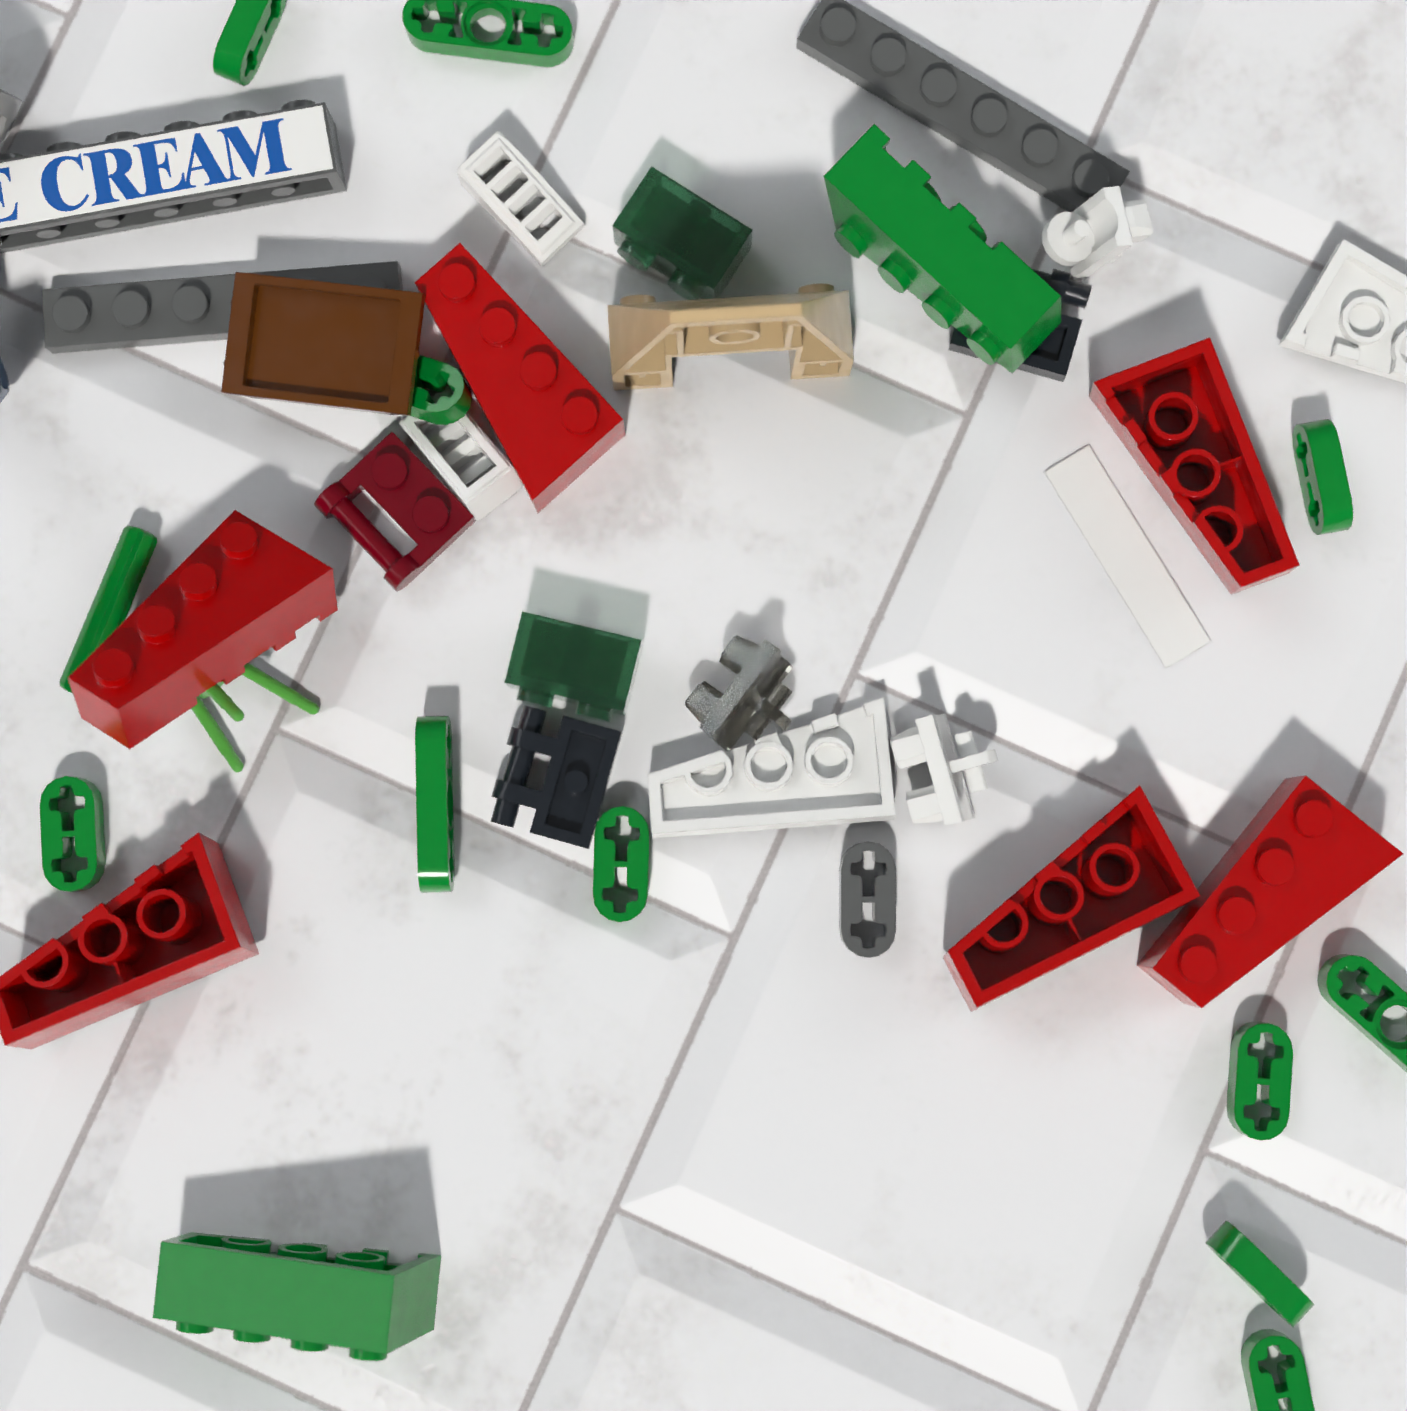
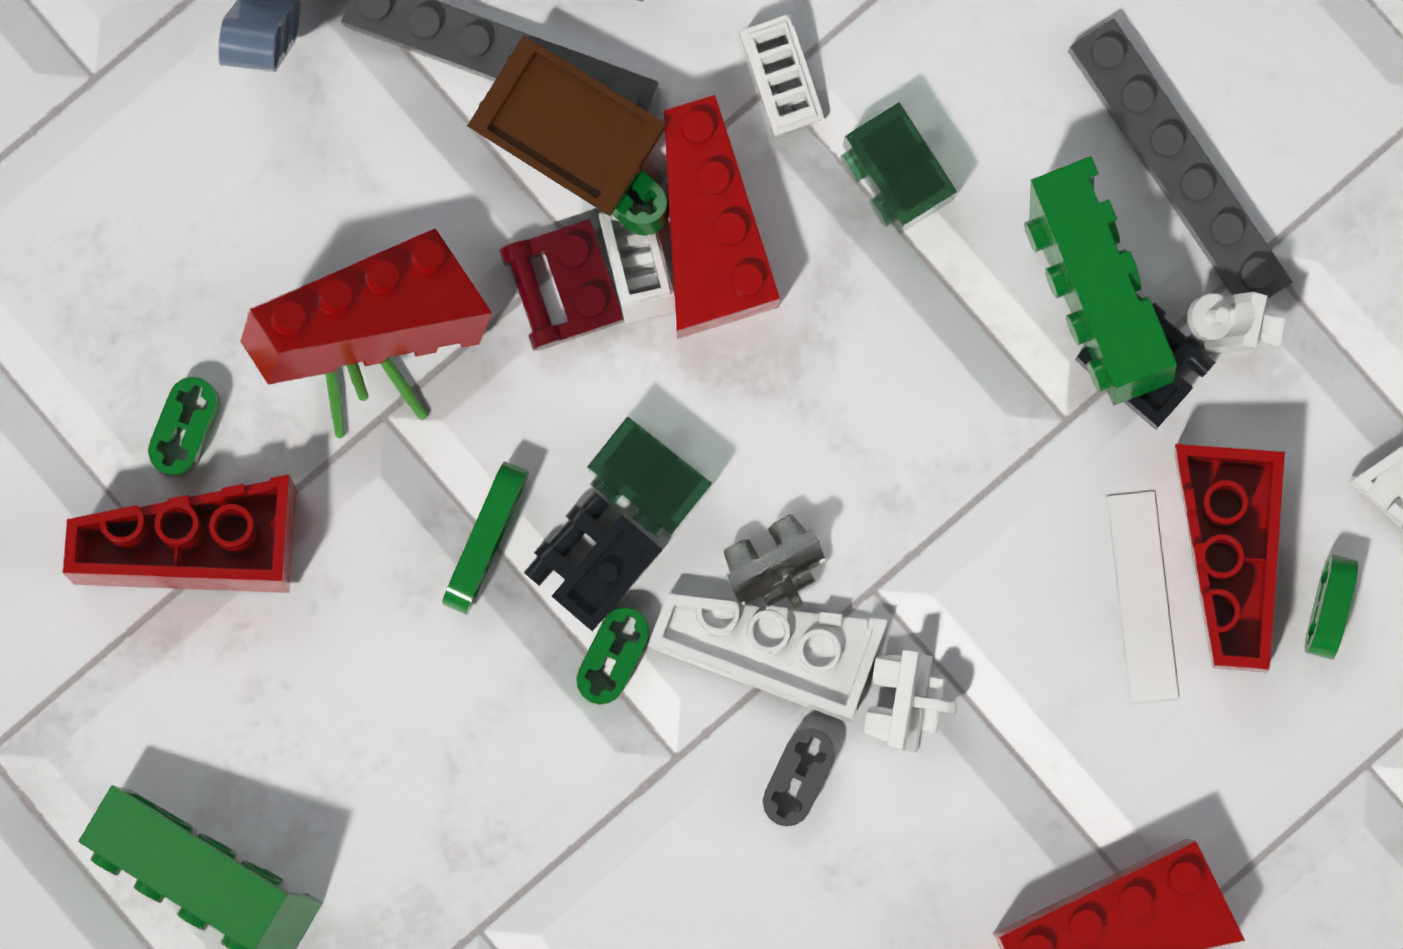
camera: 25 degrees right, 0 degrees up
(113, 596) = (295, 257): green axle -> none
(807, 323) = (962, 289): tan wedge -> none
(1086, 897) = (966, 858): red wedge -> none

